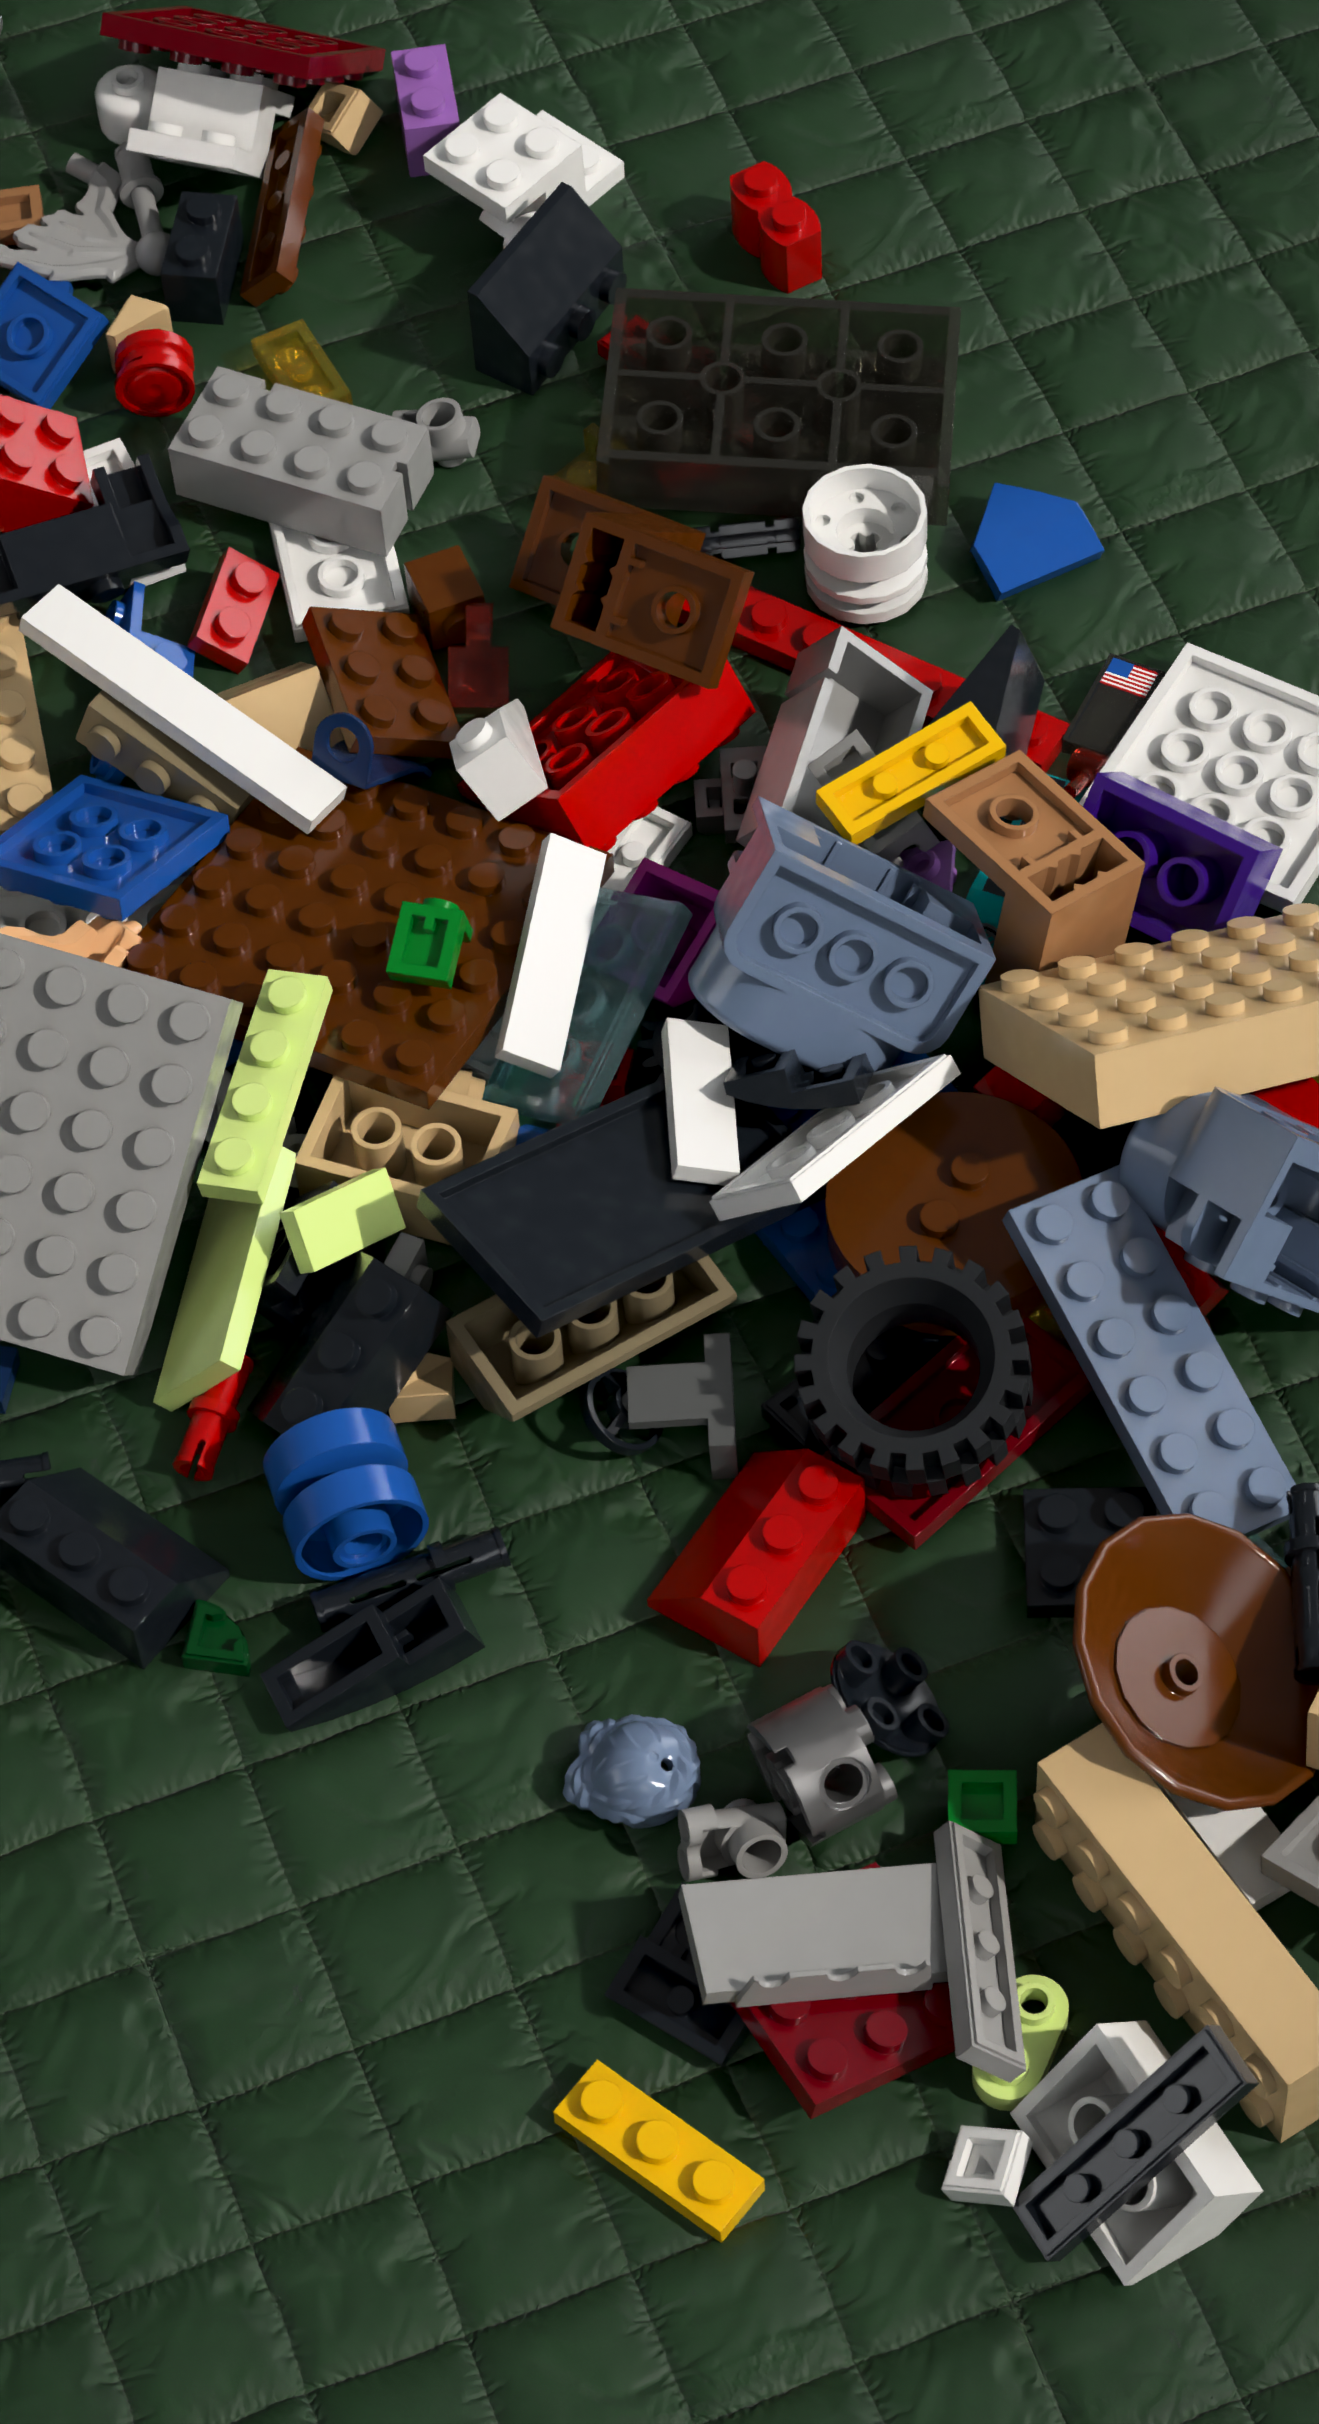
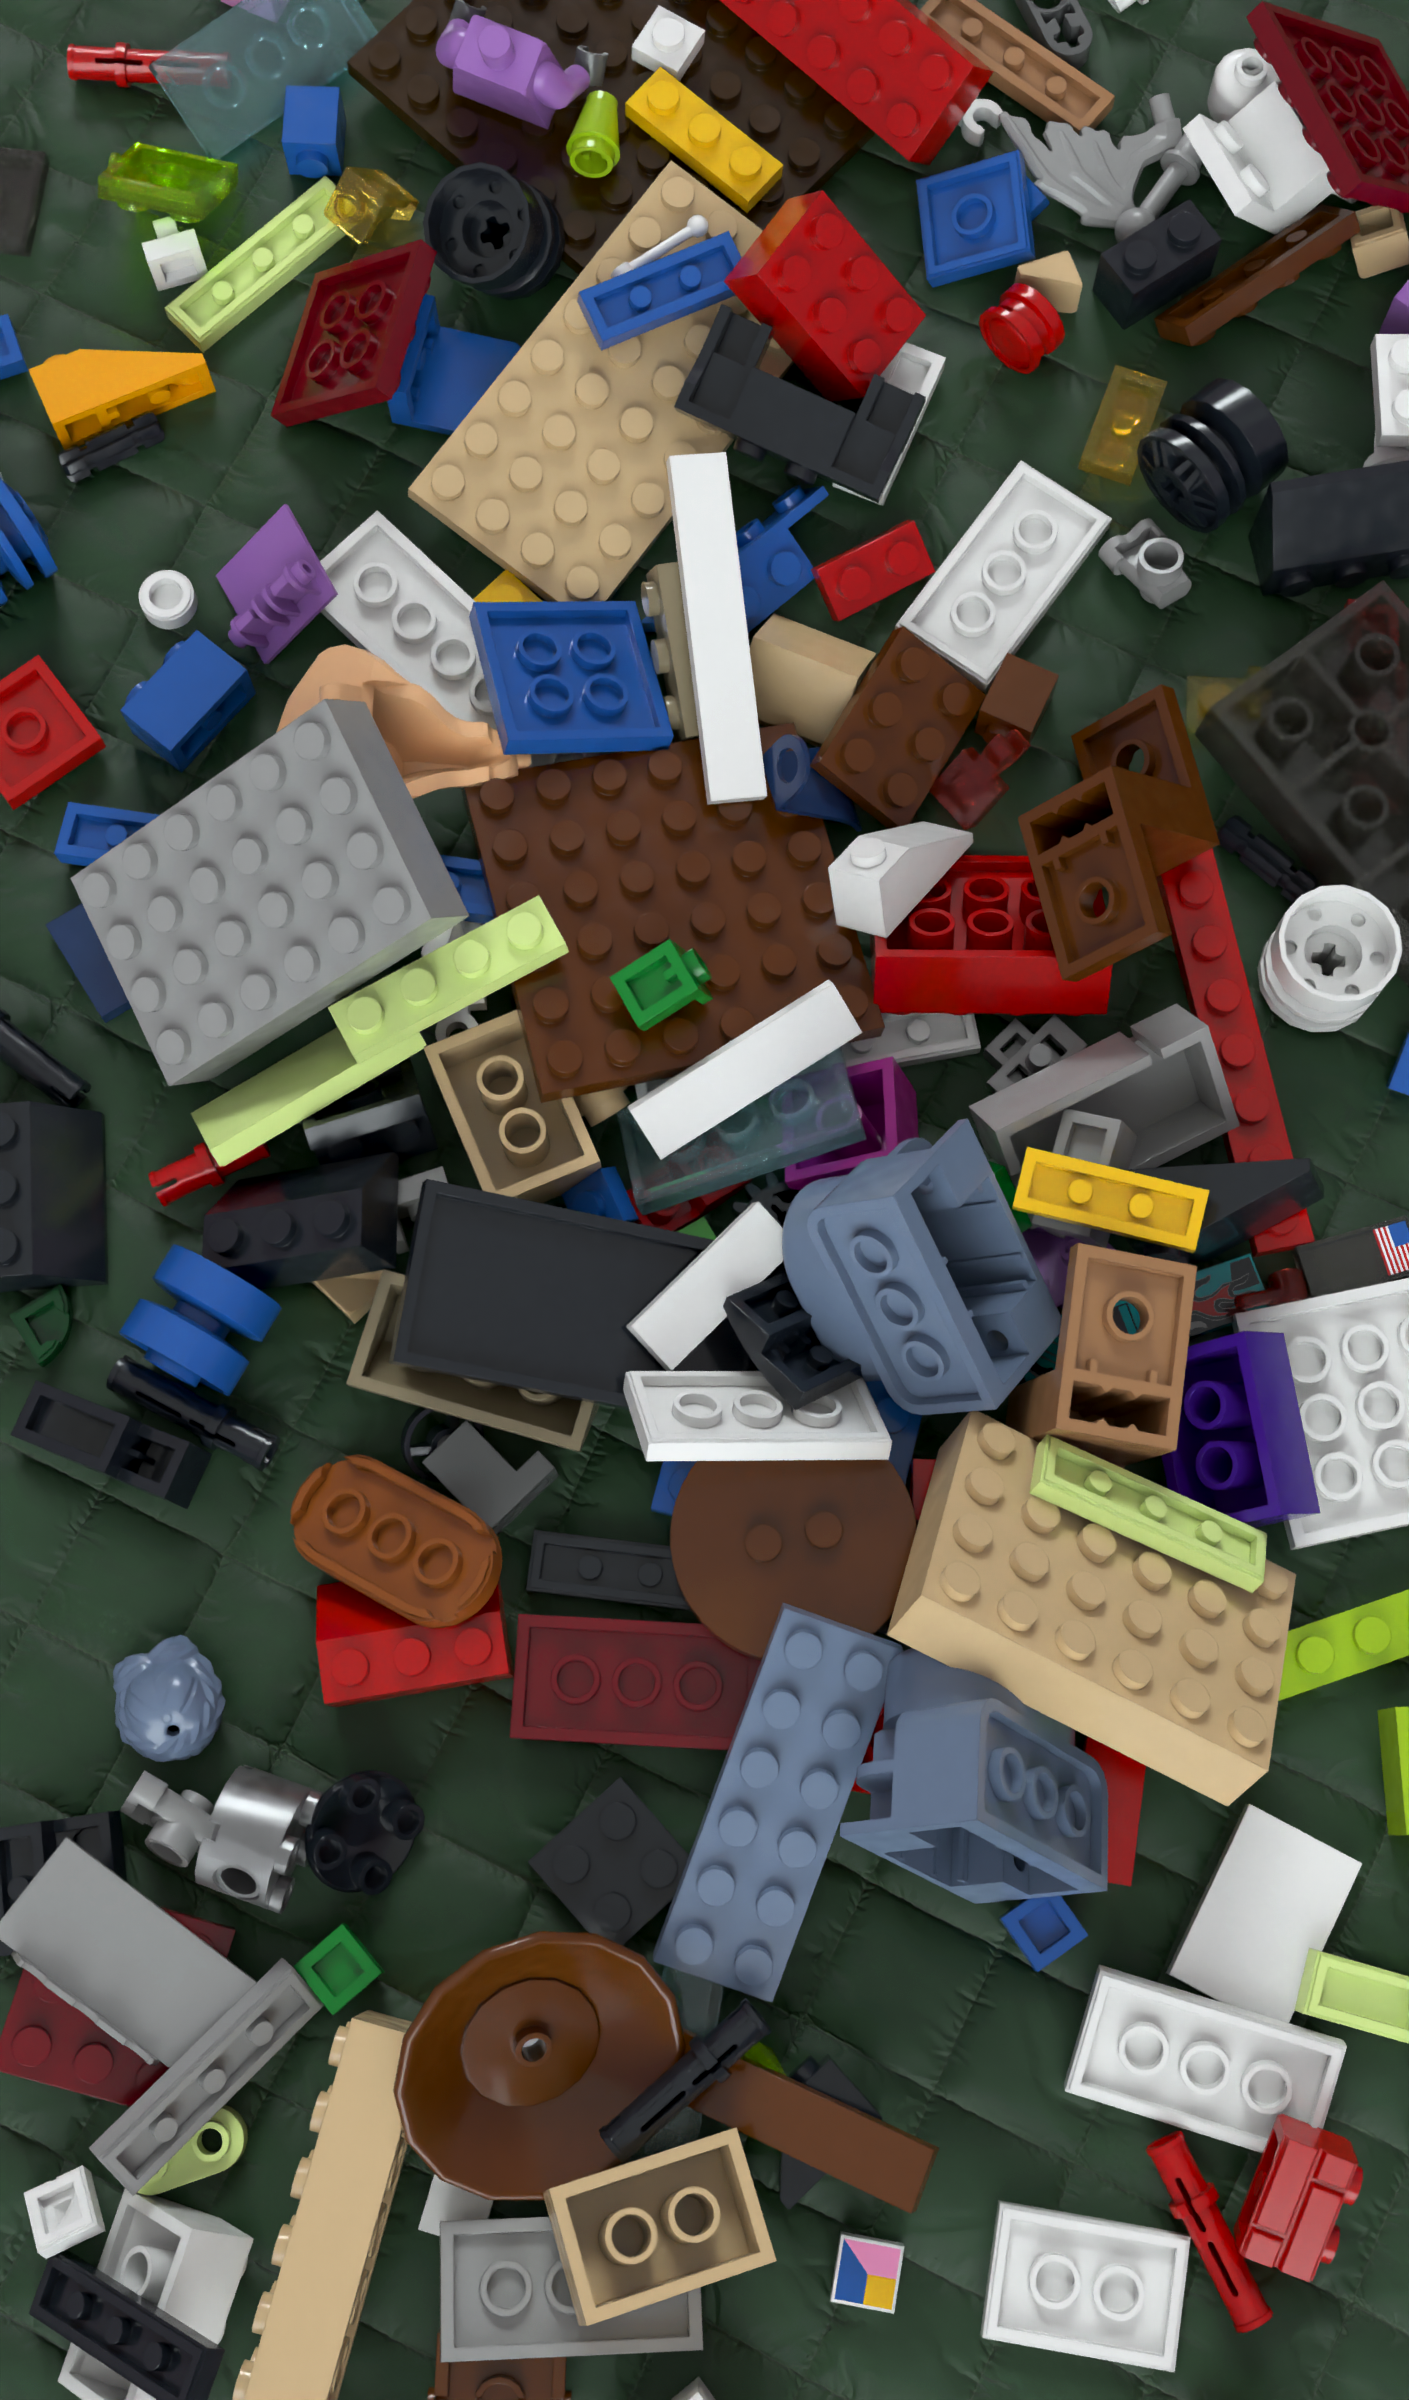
camera: 45 degrees right, 20 degrees up
(301, 461) = (1031, 500): light grey piece -> none
(342, 1220) = (393, 1129): yellowish green tile -> none
(396, 327) = (1213, 455): none -> black wheel
(672, 1491) = (396, 1541): none -> dark orange tile
(901, 1296) = (538, 1659): black tyre -> none
(1173, 931) = (1149, 1513): none -> yellowish green tile

